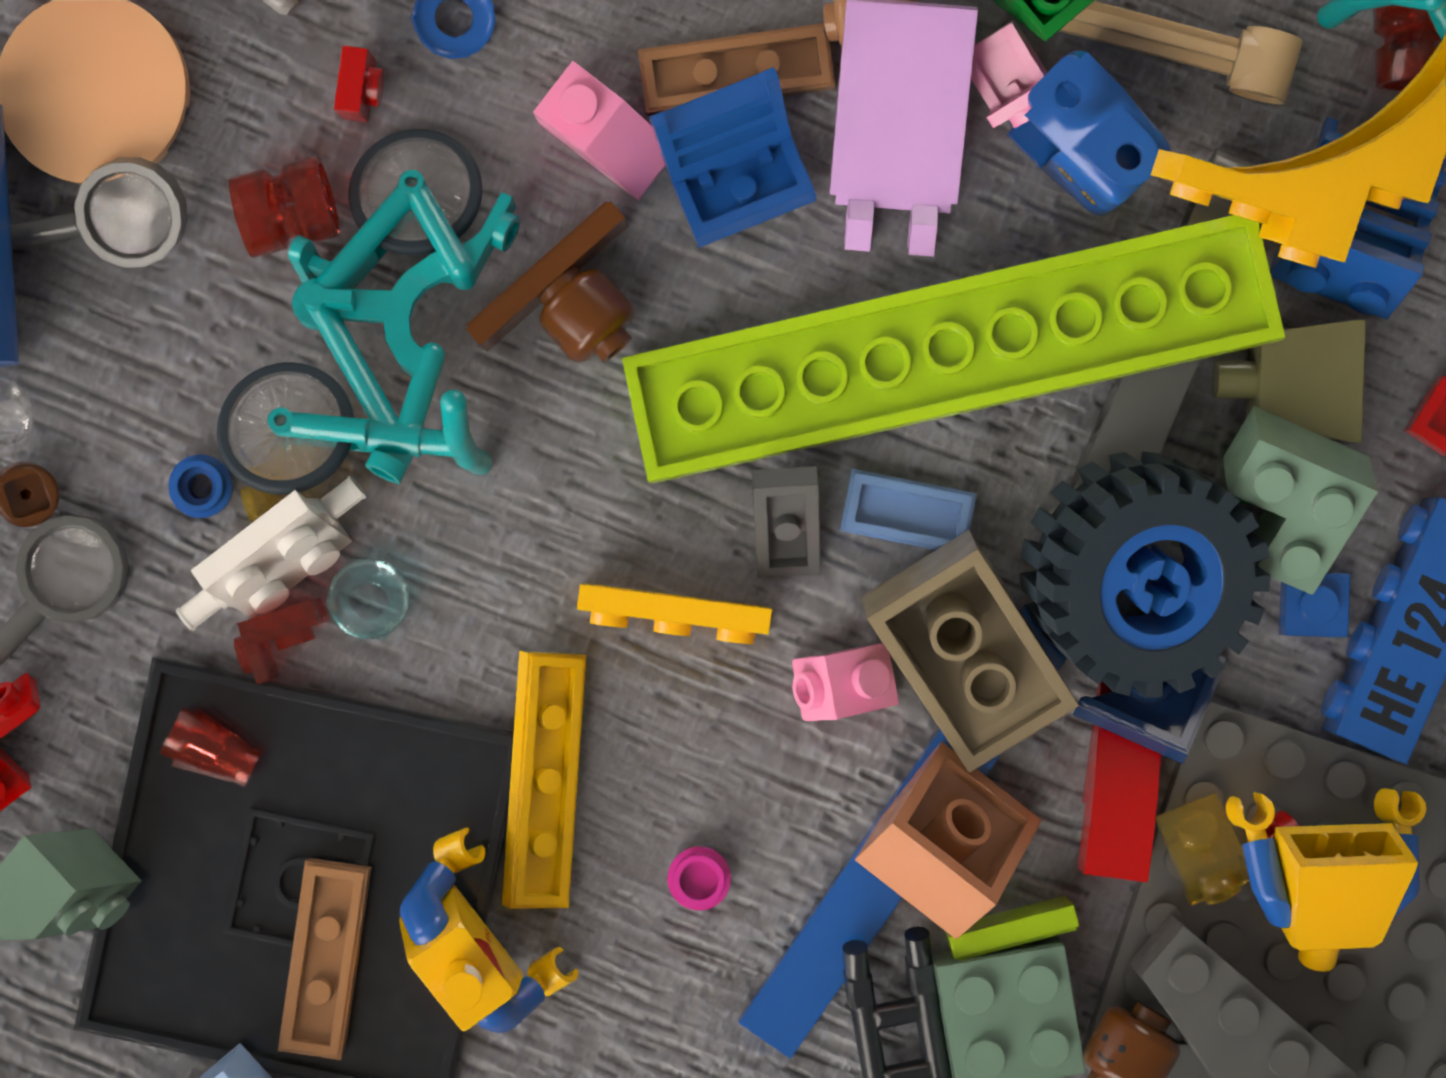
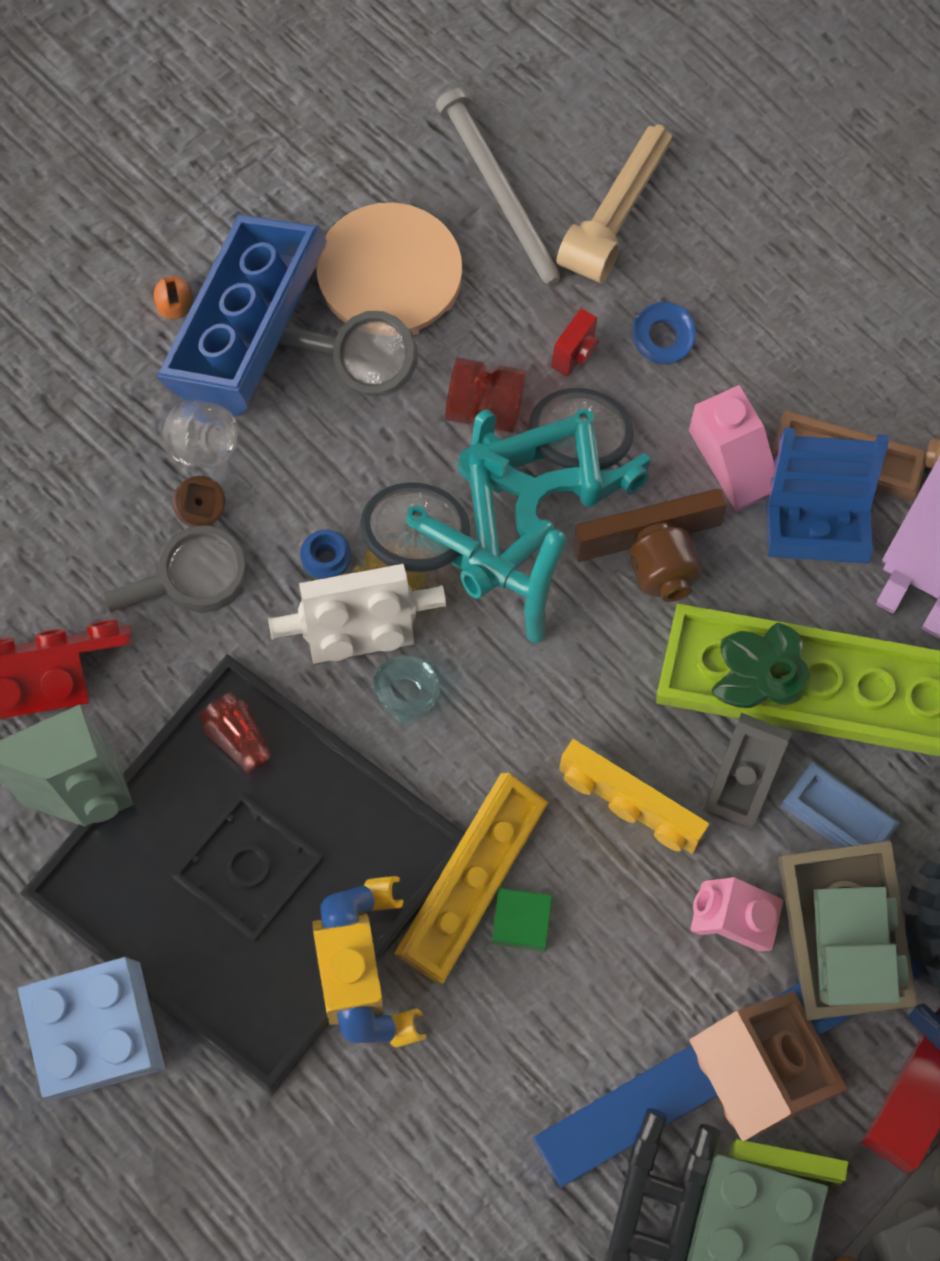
camera: 25 degrees right, 20 degrees down
(287, 626) = (336, 672): clear red bracket -> none
(324, 958) = (238, 928): medium nougat tile -> none
(618, 797) = (521, 919): none -> green tile
(699, 878) = (555, 1010): dark pink plate -> none
(742, 400) = (756, 665): none -> dark green plate
(997, 711) = (854, 947): none -> sand green brick

